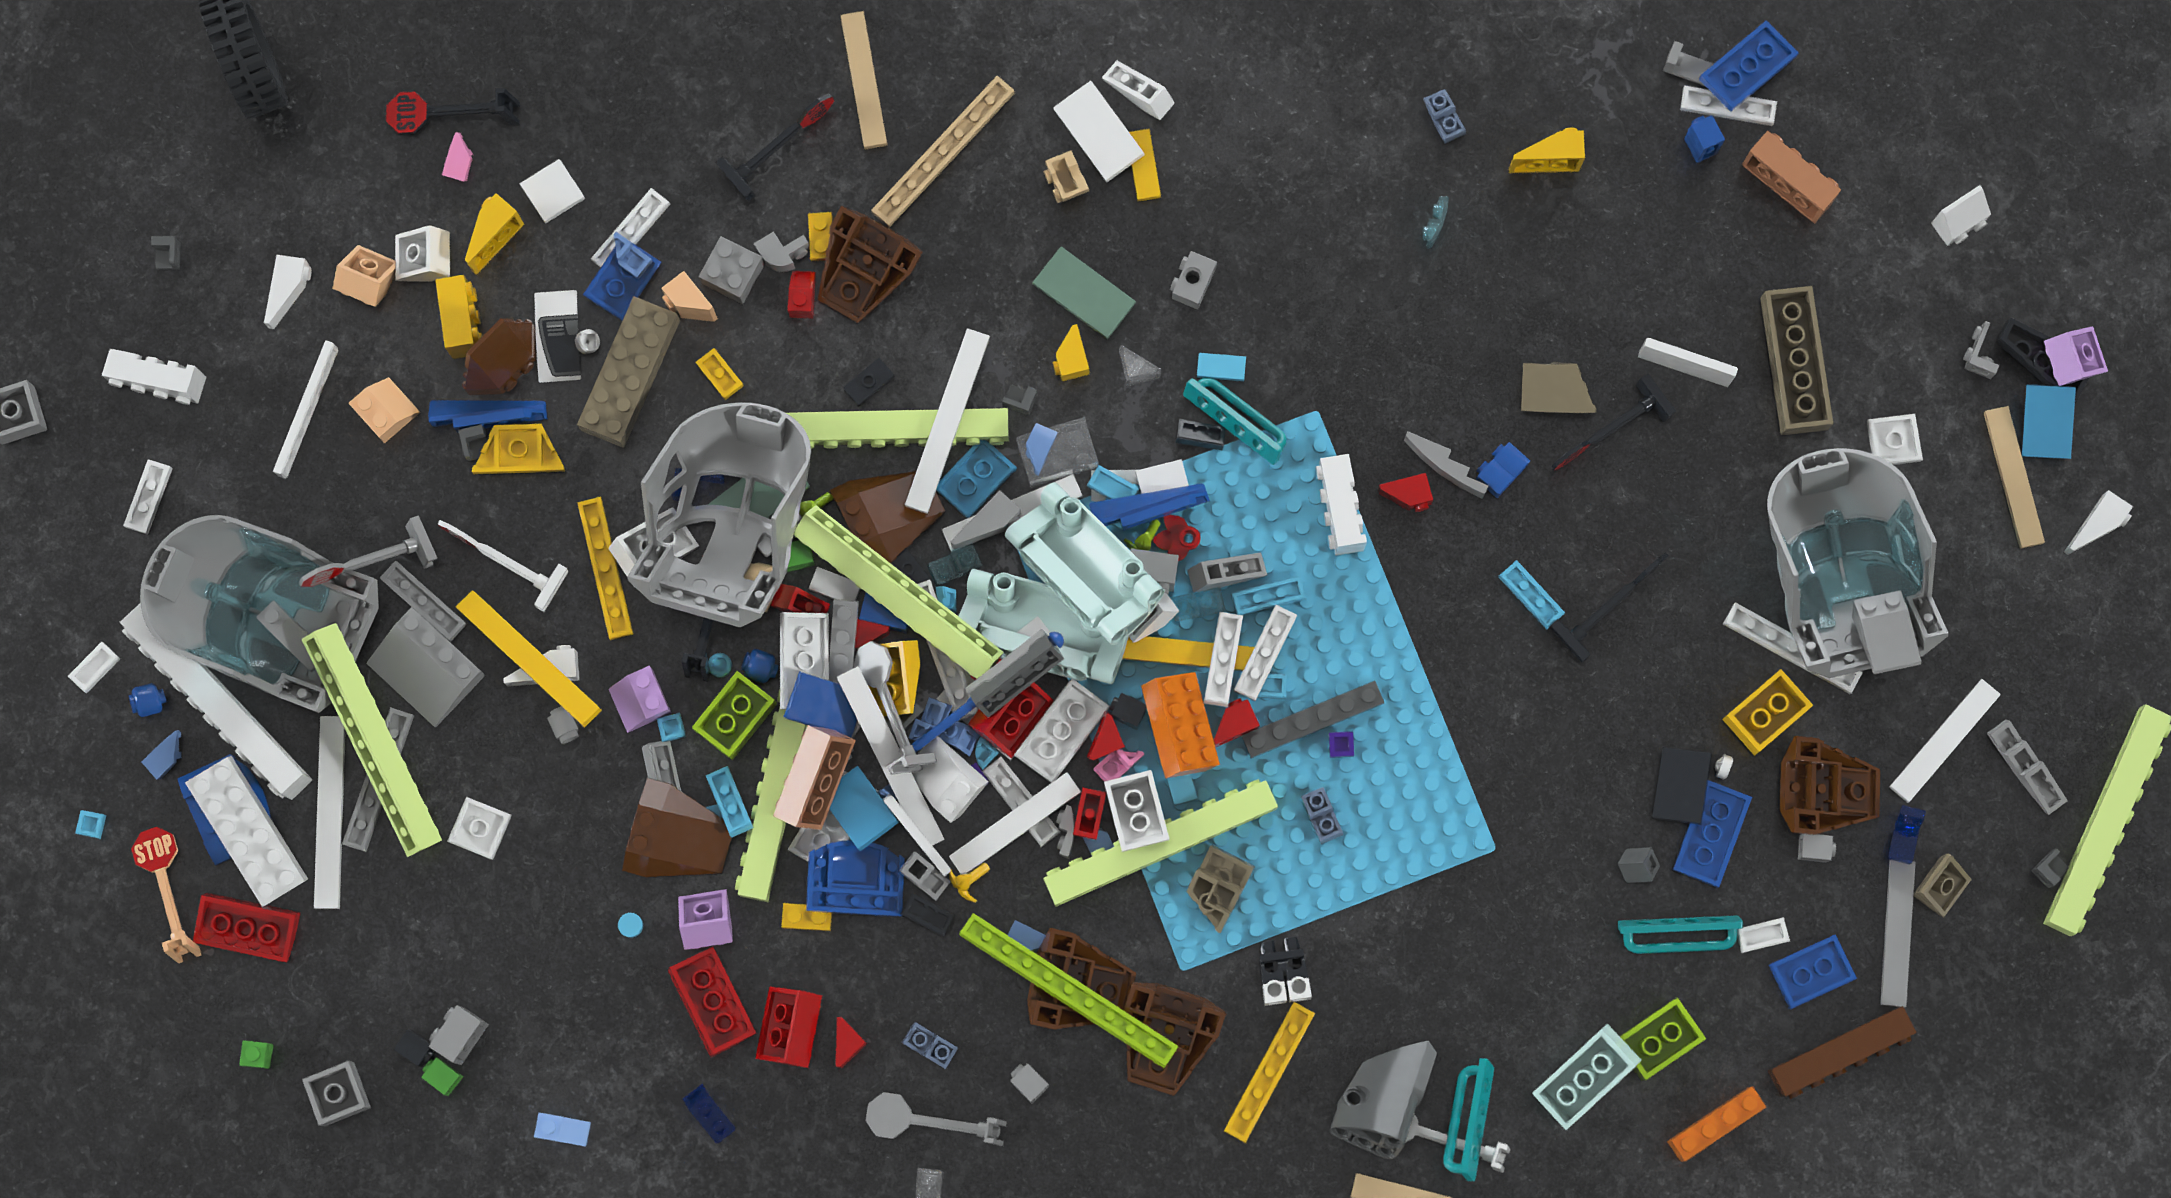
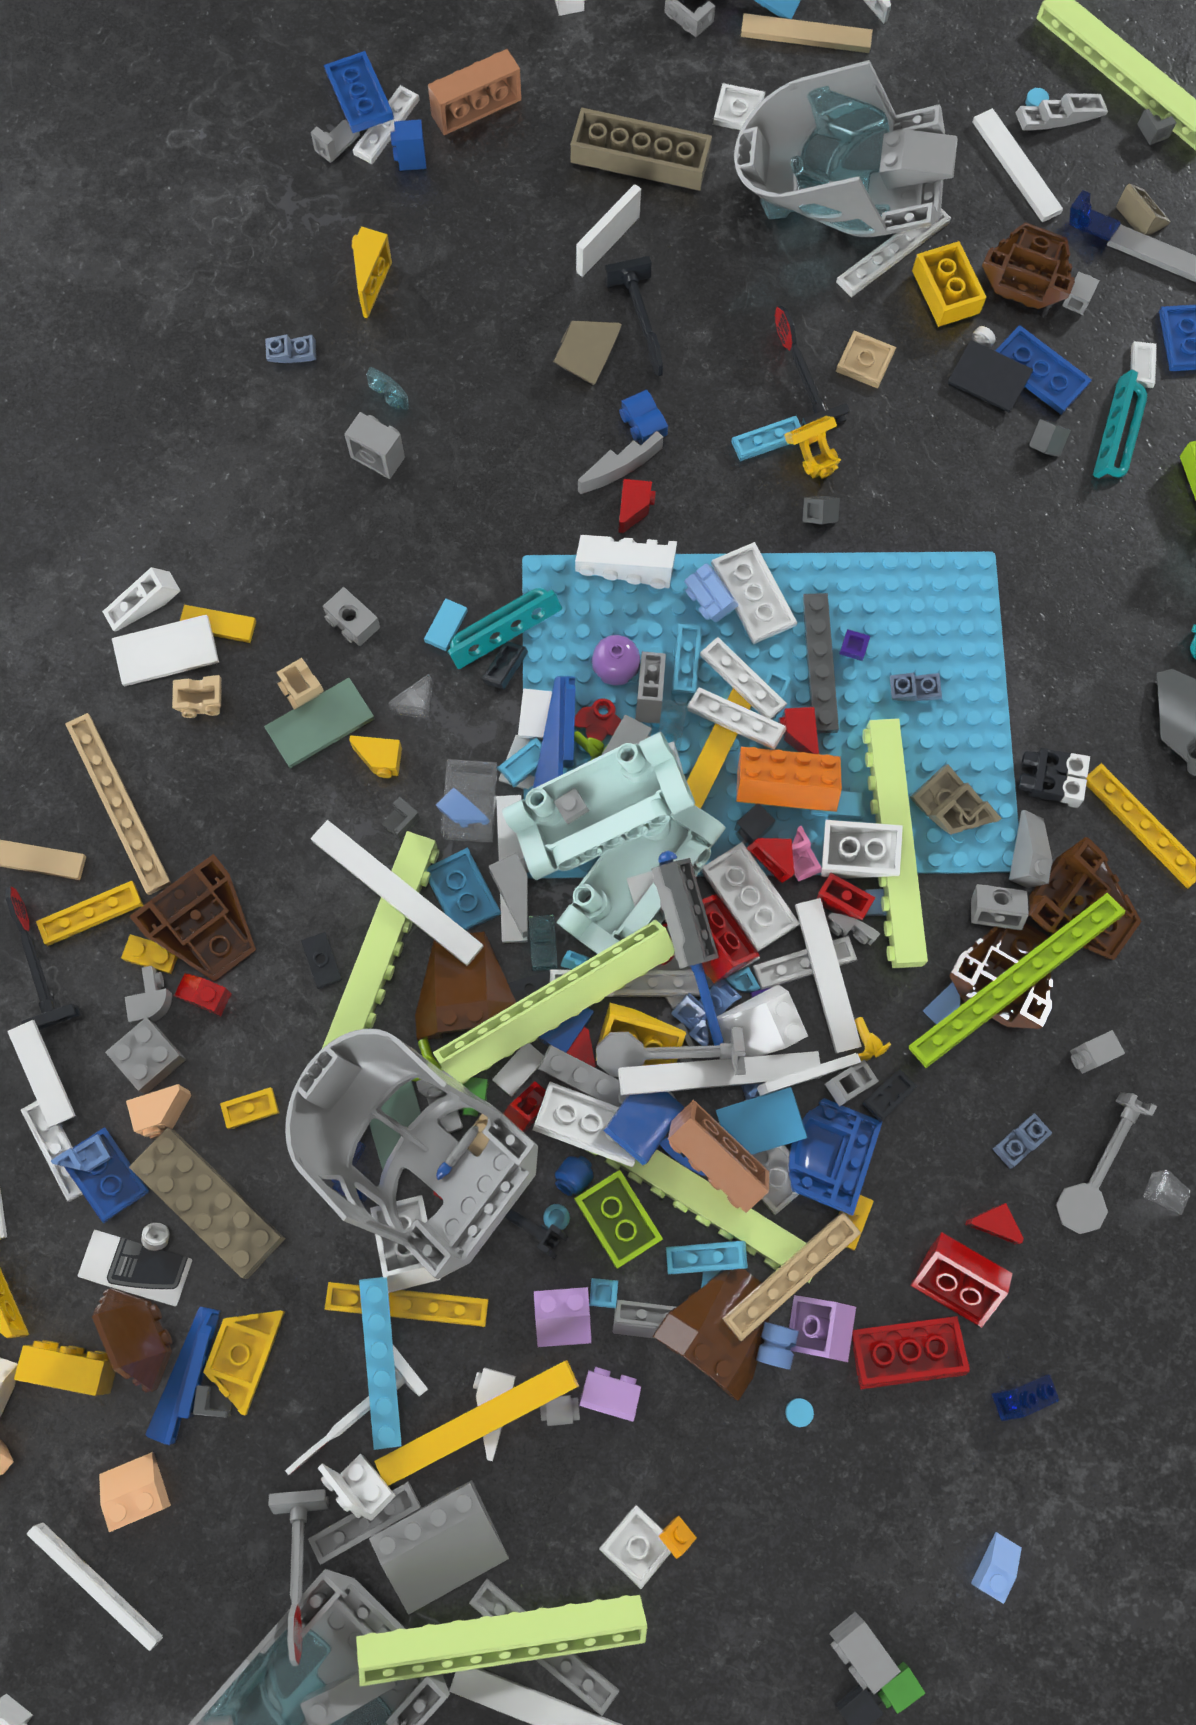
camera: 75 degrees left, 5 degrees down
(446, 584) = (358, 1488): none -> white bracket
(497, 856) = (677, 1537): none -> light orange plate
(549, 562) = (380, 1363): none -> medium azure plate
(589, 760) = (610, 1394): none -> lavender slope
(675, 886) = (777, 1345): none -> medium blue wheel
(685, 192) = (41, 1073): none -> white tile
(725, 554) = (446, 1167): none -> light grey piece
(737, 876) = (791, 1276): none -> tan tile
(837, 170) = (89, 913): none -> yellow plate
(1076, 540) = (571, 806): none -> light grey plate
(1111, 260) = (299, 683): none -> tan cylinder
(1129, 968) = (999, 907): none -> light grey brick
(1201, 971) = (1032, 852): none -> light grey slope
(1242, 532) = (616, 660): none -> medium lavender cylinder
(1339, 593) = (710, 593): none -> light blue brick
(1360, 634) = (756, 591): none -> white tile
(1368, 238) = (375, 445): none -> light grey brick
(1472, 669) = (821, 509): none -> dark grey panel
(1520, 652) = (824, 463): none -> yellow tile
(1656, 660) = (865, 359): none -> tan tile
(2035, 736) = (1036, 96): none -> medium azure tile

